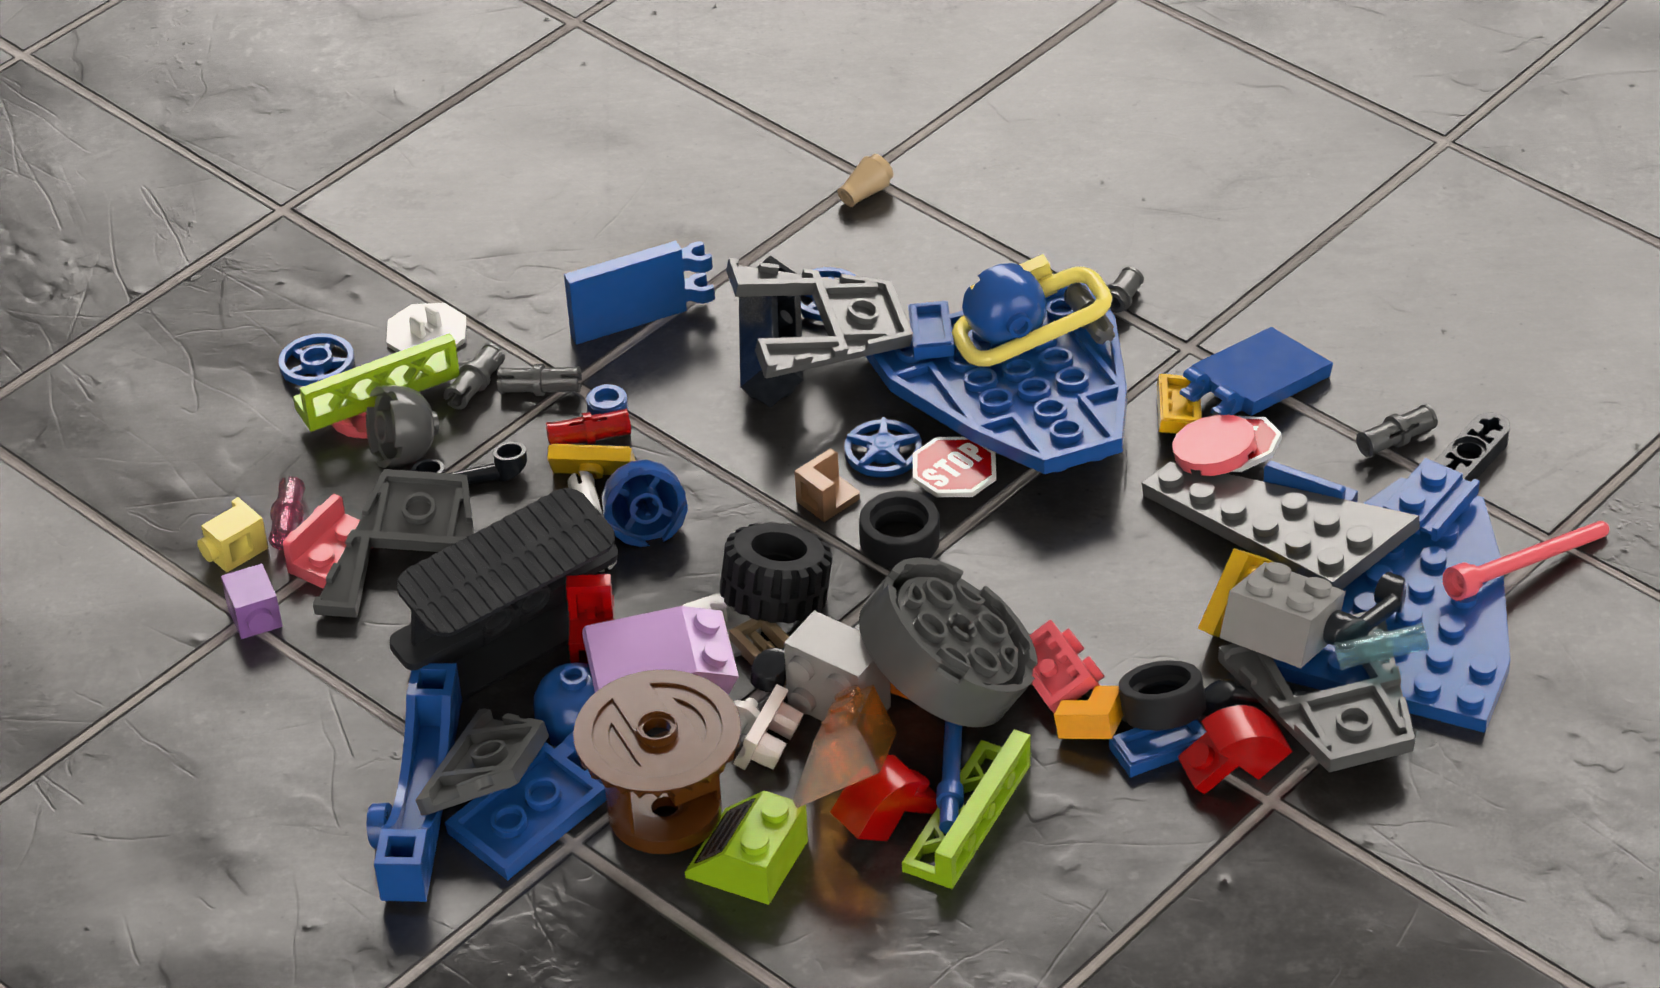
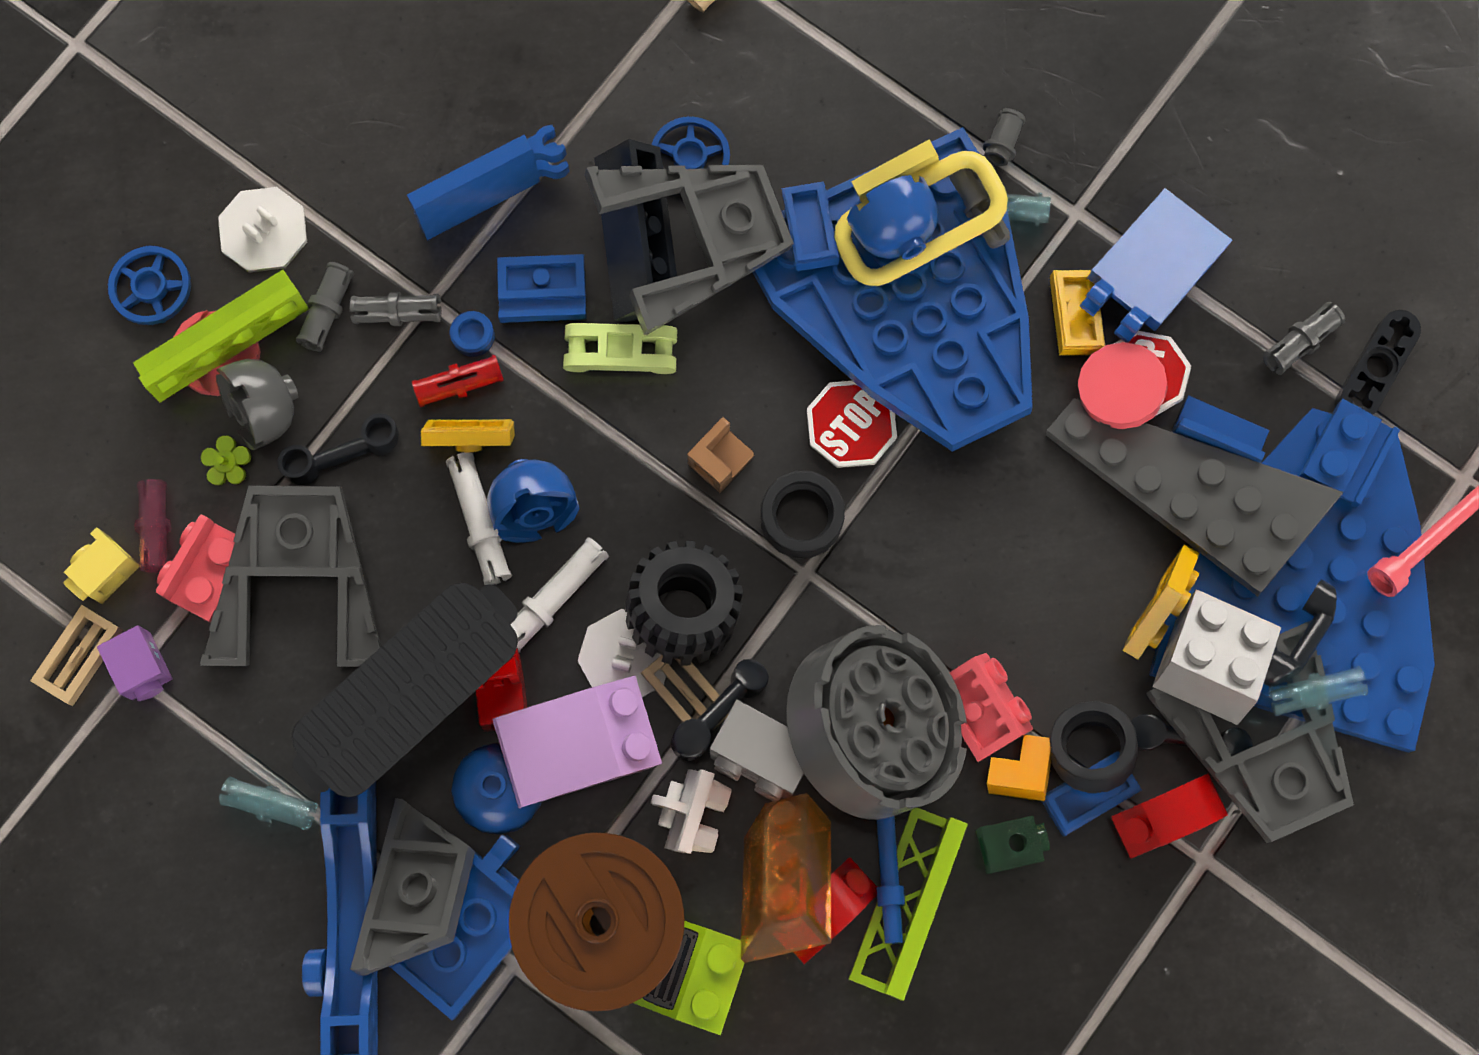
camera: 10 degrees left, 35 degrees up
(202, 604) = (61, 648): none -> tan tile
(356, 706) = (268, 803): none -> clear light blue pin
(361, 478) = (226, 461): none -> lime plant
(640, 583) = (541, 608): none -> white pin
(676, 371) = (541, 288): none -> blue plate
(743, 413) = (619, 348): none -> yellowish green plate
(882, 447) = (771, 385): blue wheel -> none
(1075, 768) = (995, 844): none -> clear green brick
(1140, 335) = (1029, 208): none -> clear light blue pin

